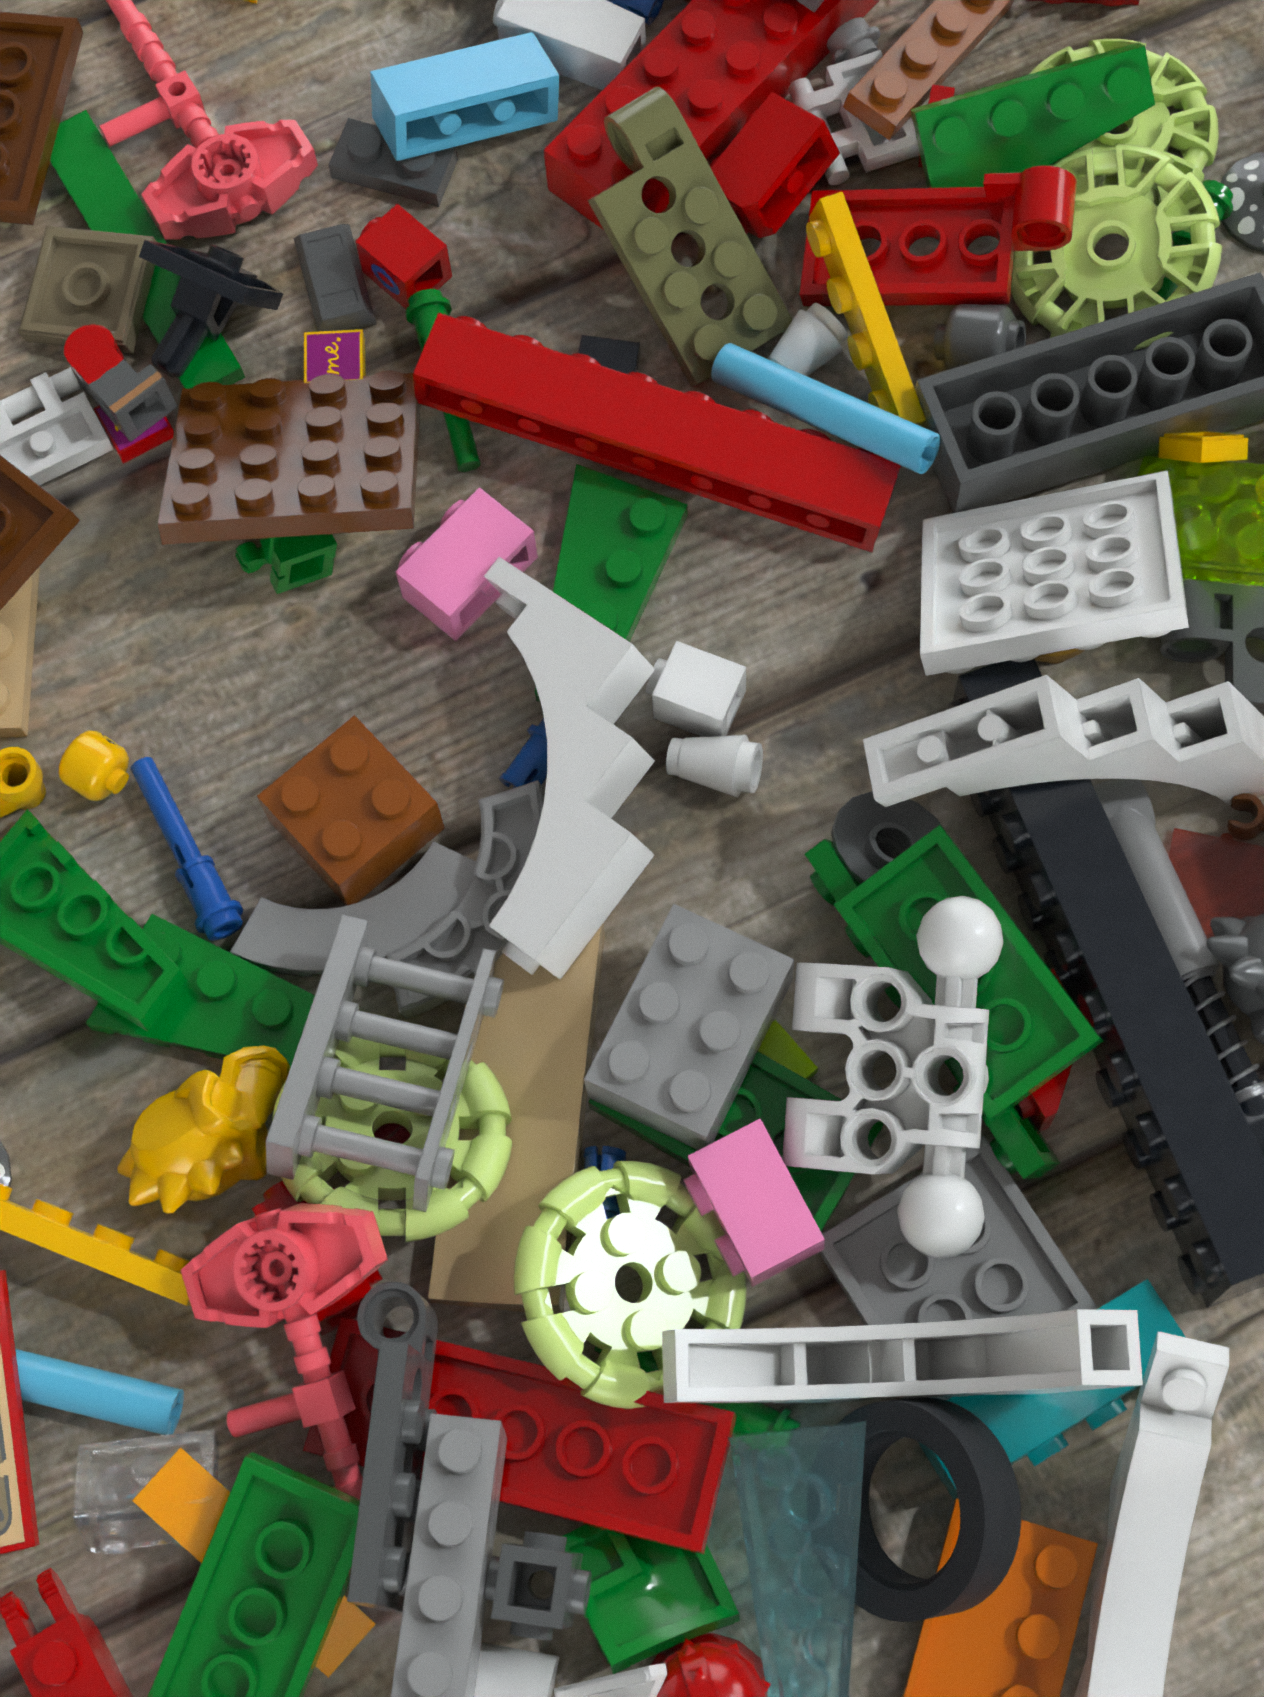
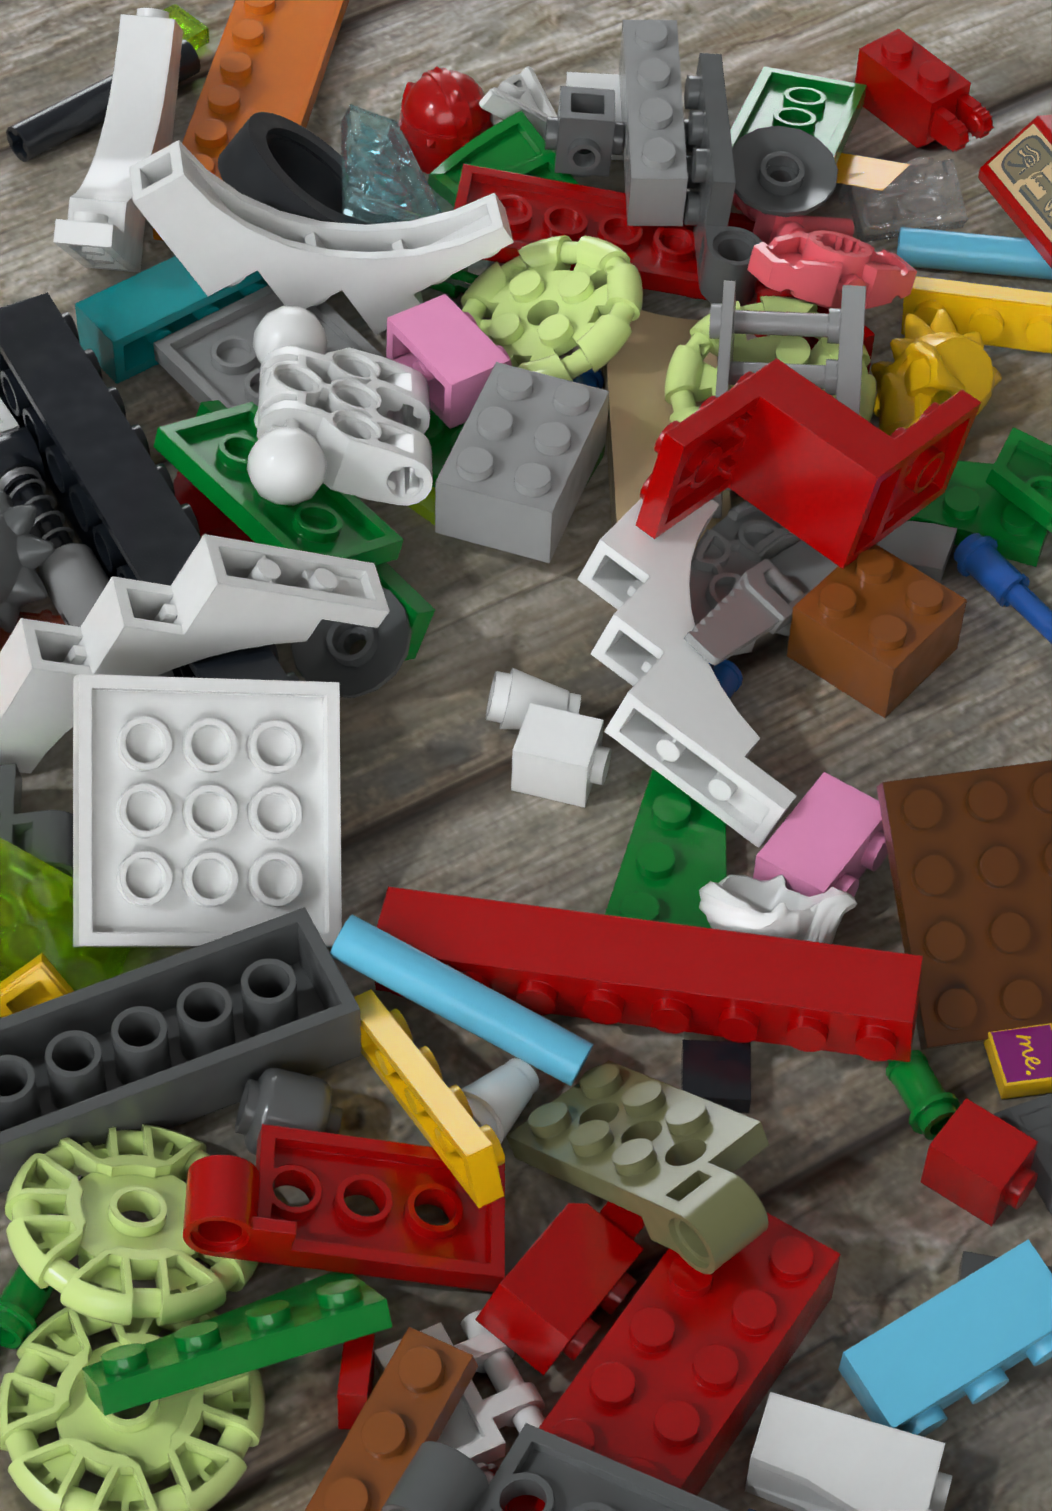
camera: 165 degrees right, 20 degrees down
(286, 1415) = (783, 171): none -> dark grey dish
(430, 939) = (805, 462): none -> red bracket
(483, 798) = (756, 605): none -> light grey piece
(534, 473) = (772, 909): none -> white hair

